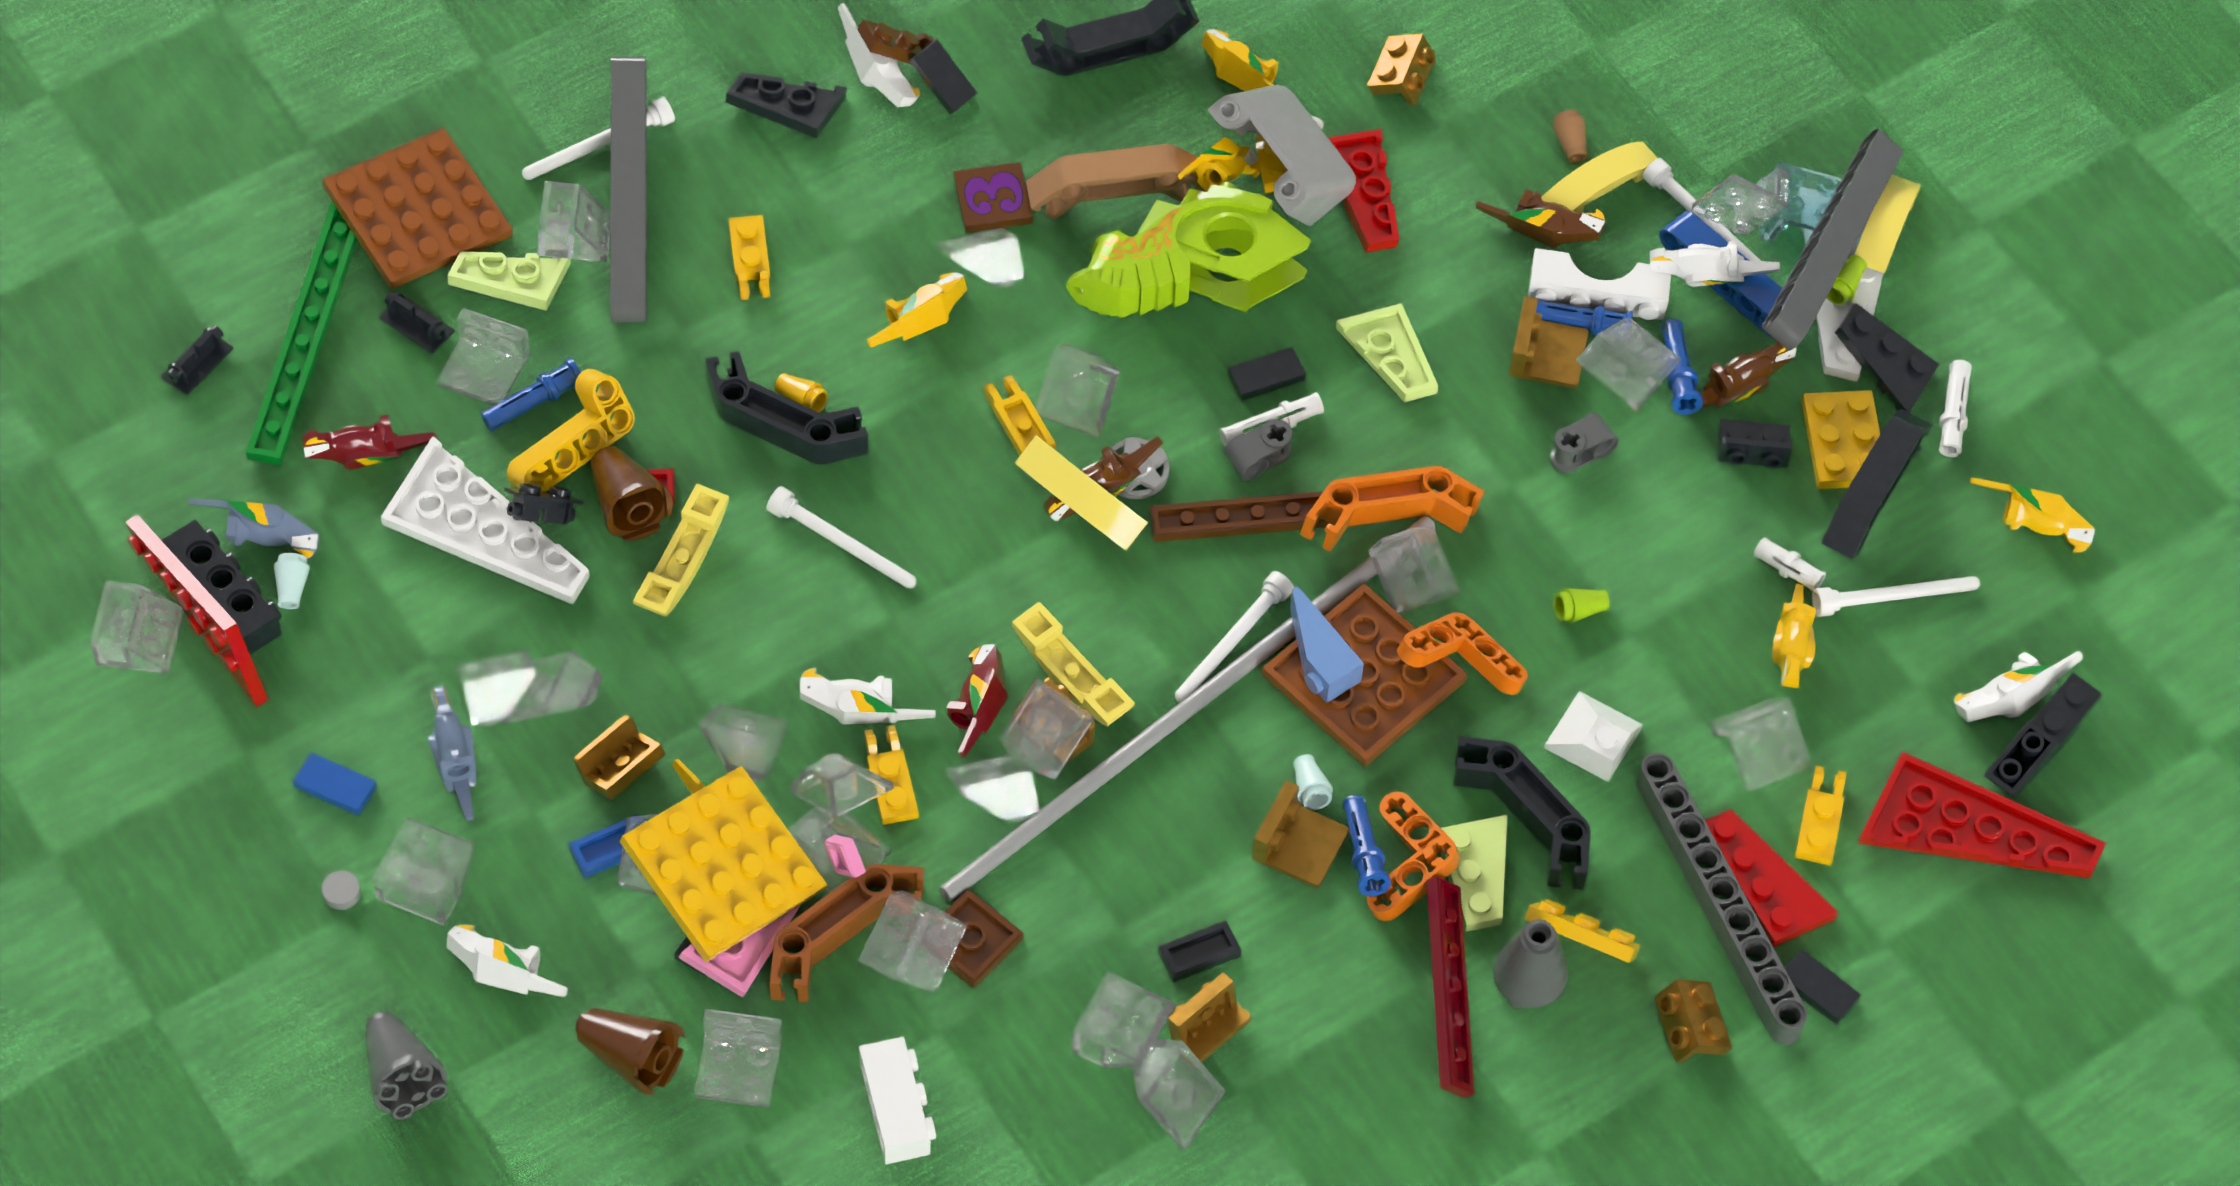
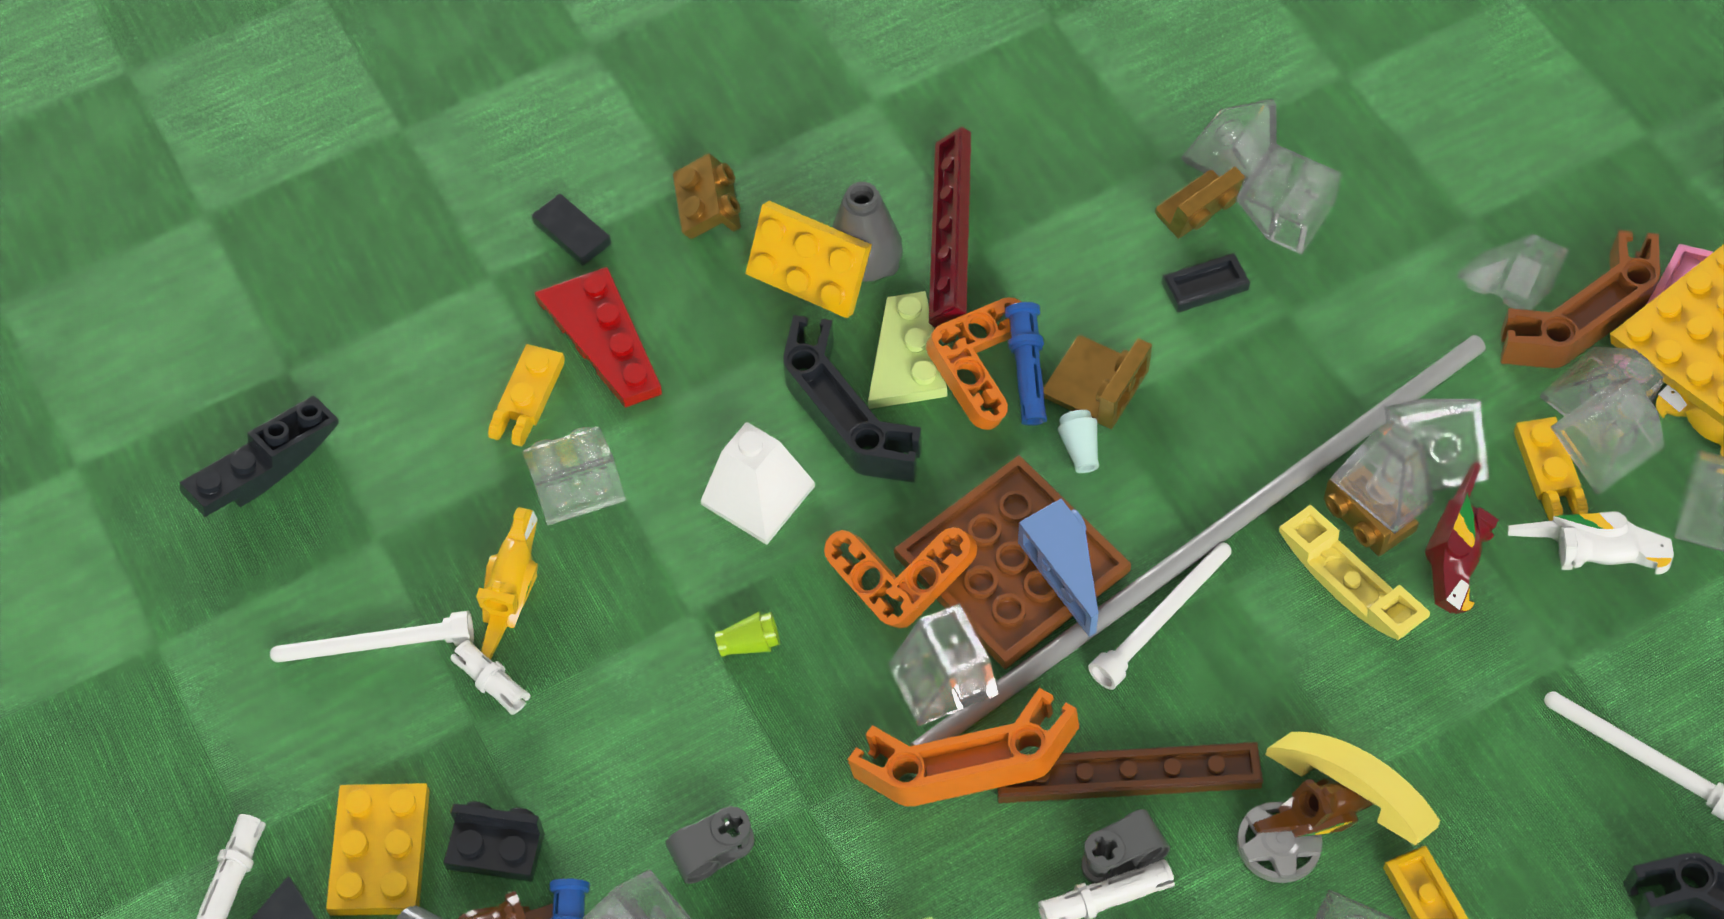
camera: 170 degrees left, 0 degrees up
(738, 1058) = (1676, 186): clear bracket -> none
(844, 856) = (1598, 345): bright pink tile -> none
(896, 1100) = (1513, 145): white brick -> none
(985, 940) = (1444, 303): reddish brown tile -> none
(1719, 912) = (637, 260): dark grey beam -> none
(1875, 482) = (349, 762): black piece -> none
(1954, 818) = (373, 379): red wing -> none
(2014, 690) = (278, 513): white animal -> none
(2042, 513) = (172, 730): yellow animal -> none

